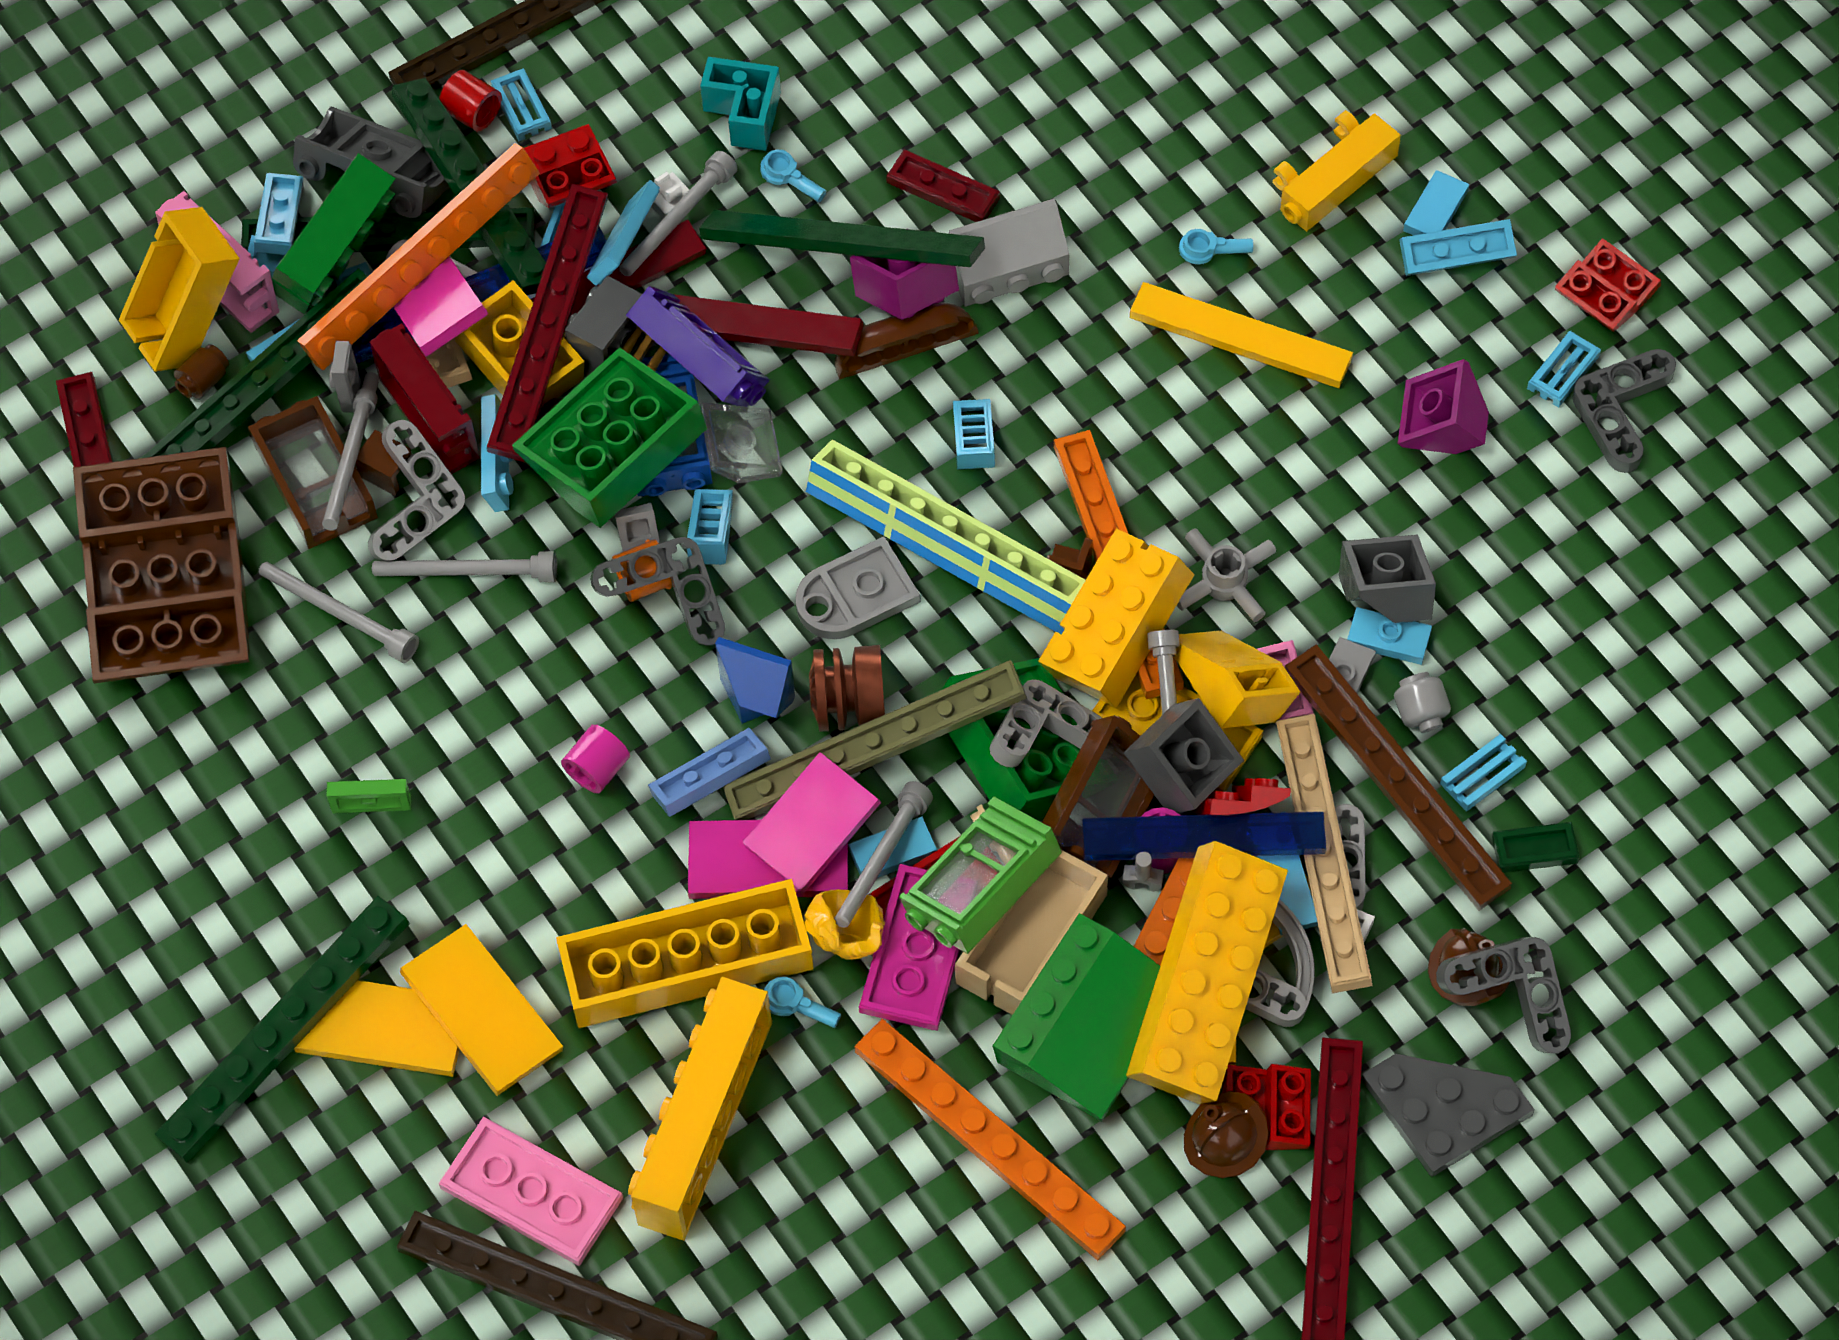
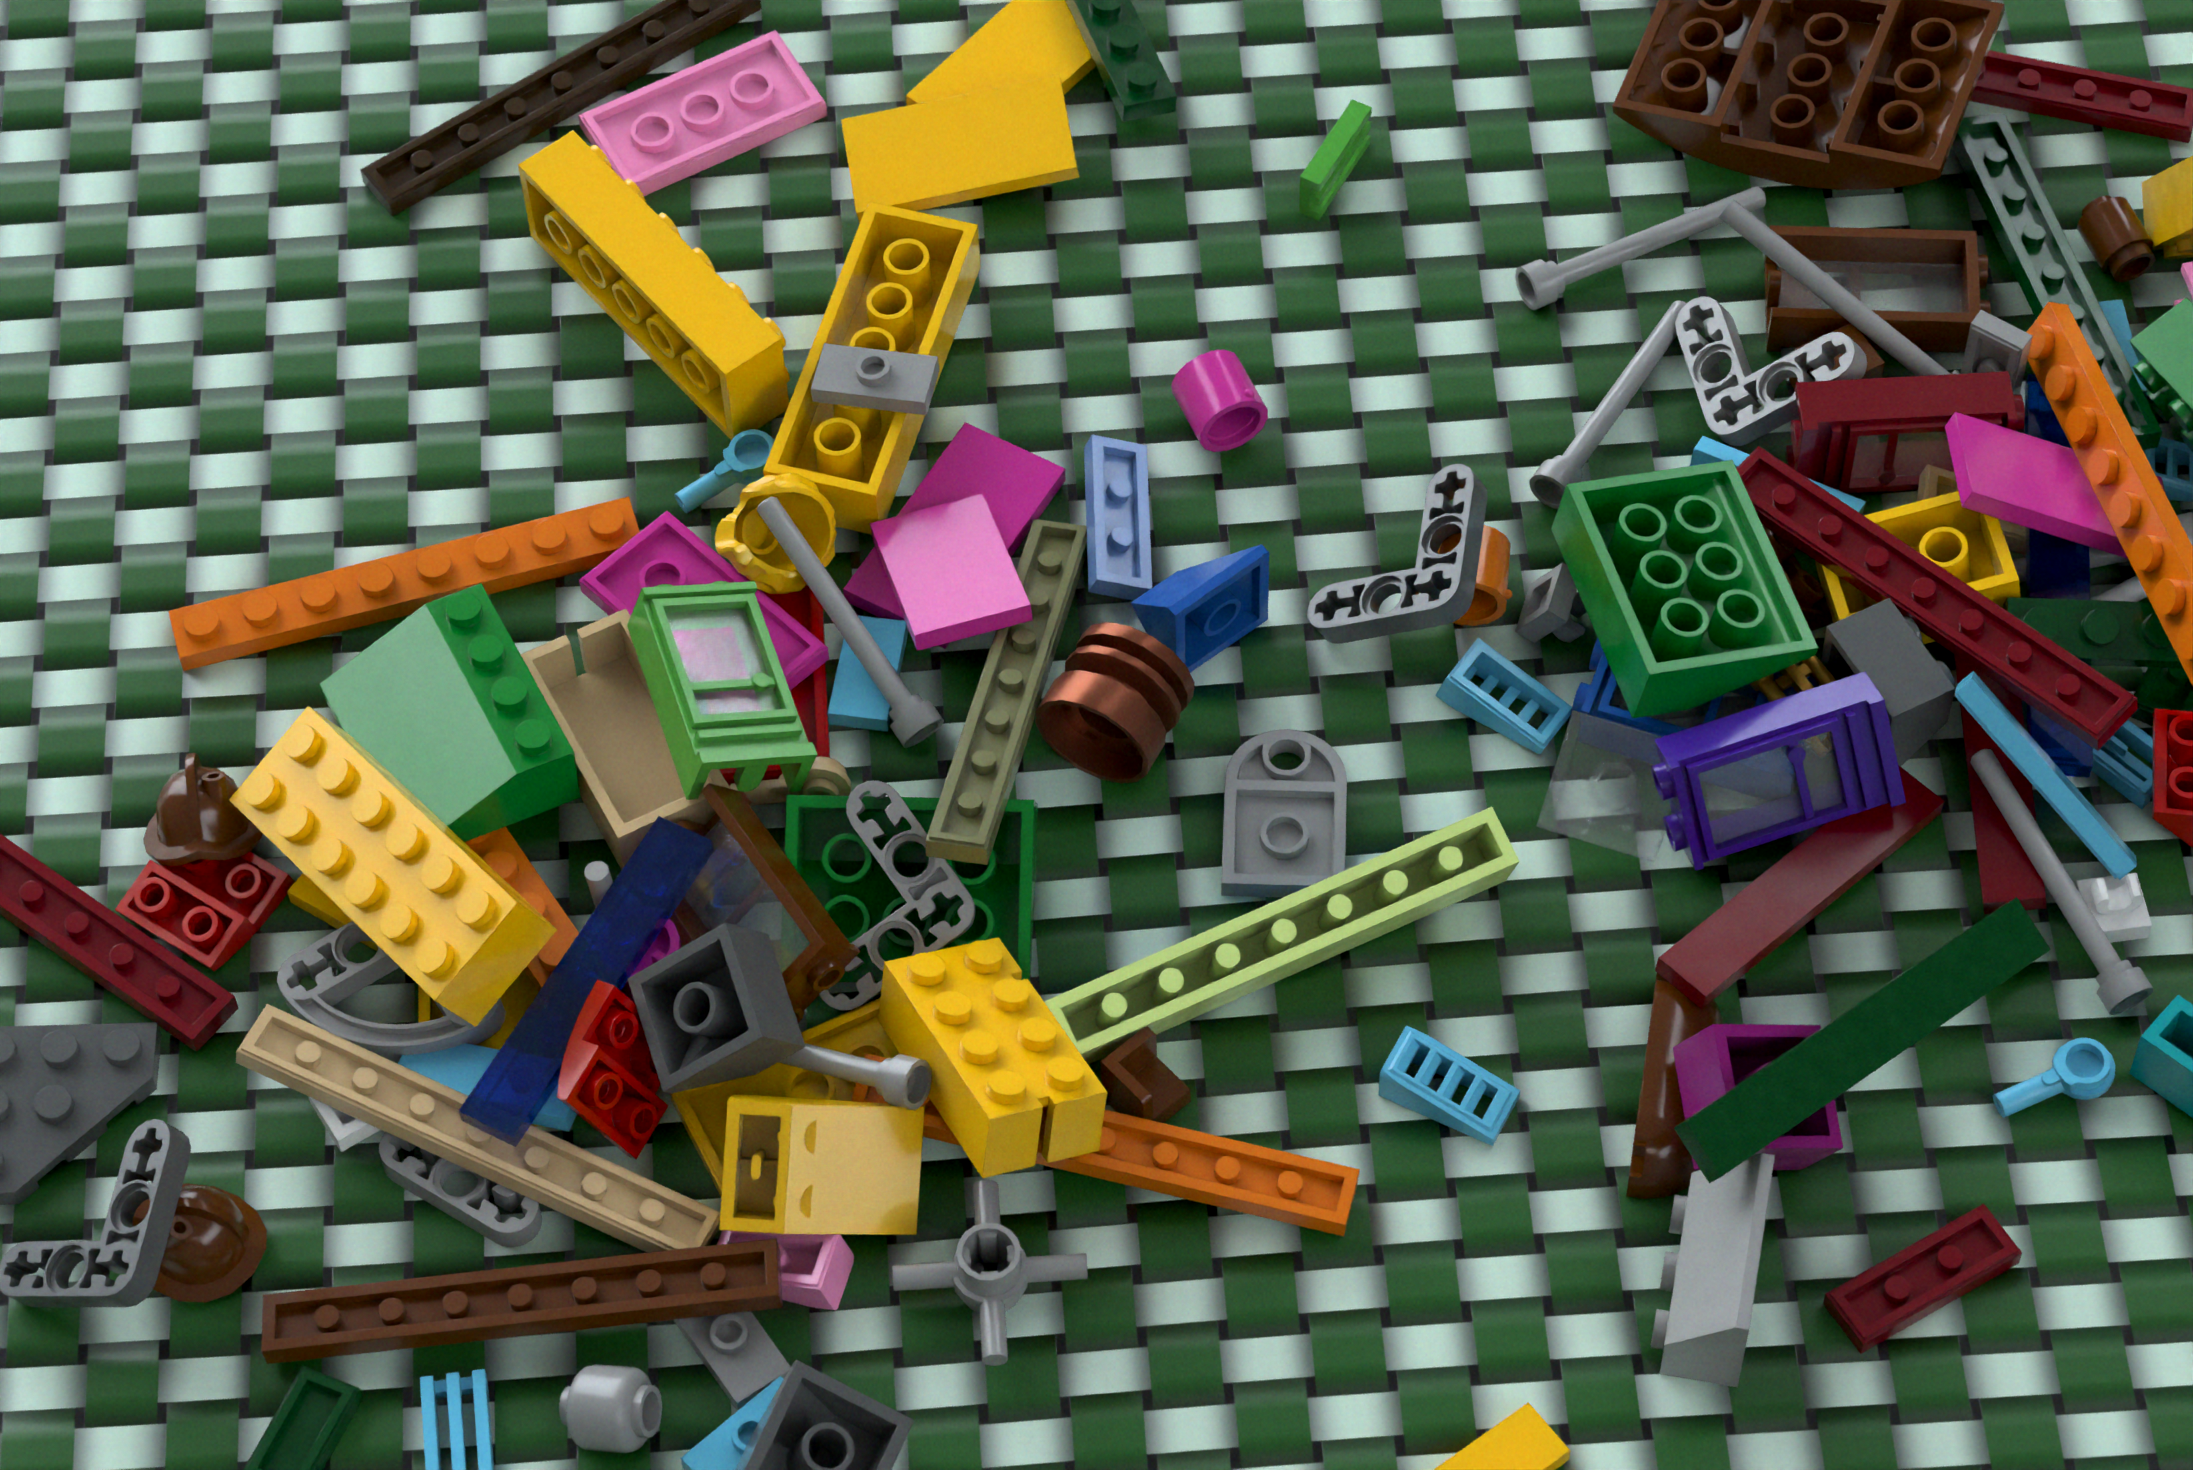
camera: 120 degrees right, 5 degrees down
(711, 921) = (875, 379): none -> light grey plate

